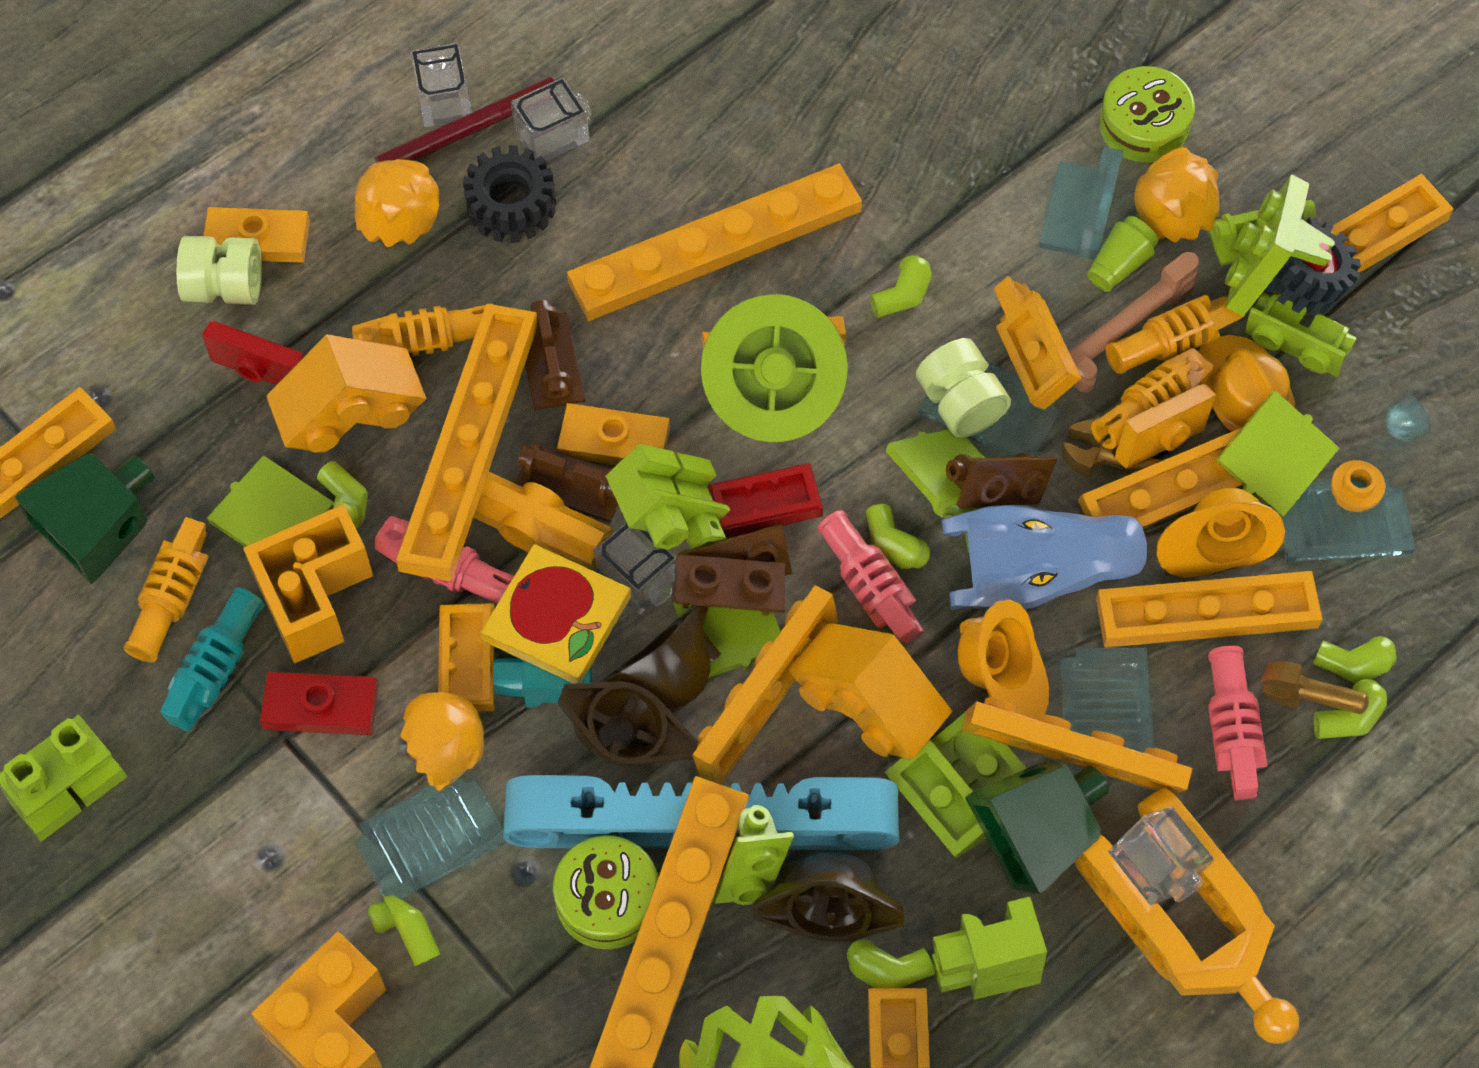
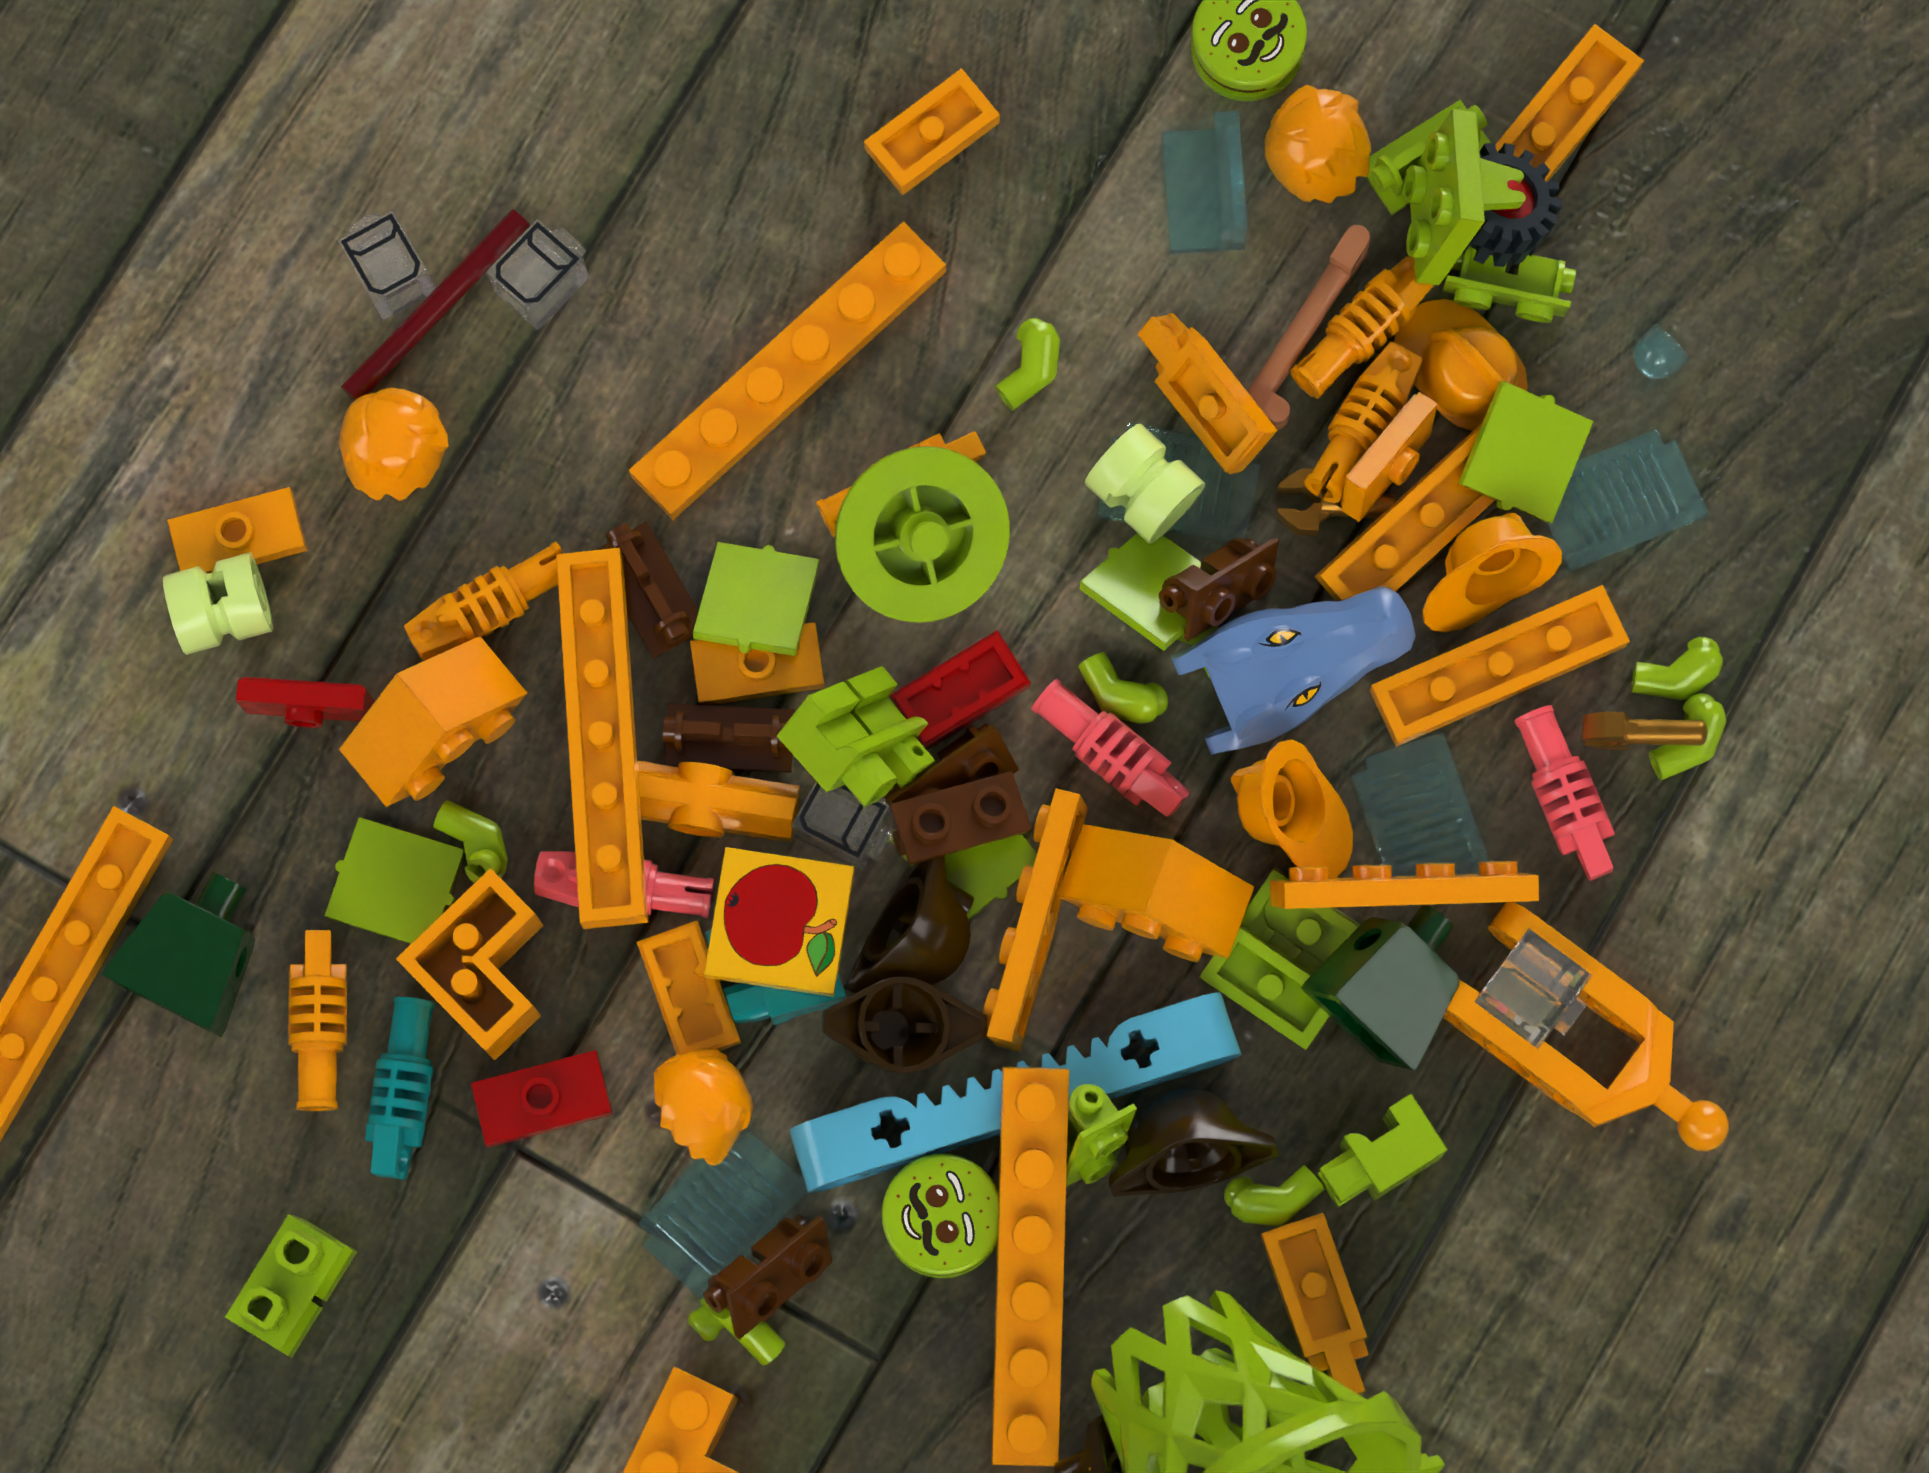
camera: 15 degrees left, 15 degrees up
(450, 892) = (789, 1258): none -> reddish brown hinge
(508, 170) = (514, 352): black tyre -> none
(629, 388) = (756, 599): none -> lime piece
(883, 110) = (932, 131): none -> light orange plate
(1122, 253) = (1273, 239): lime cone -> none
(1352, 497) = (1615, 474): light orange plate -> none

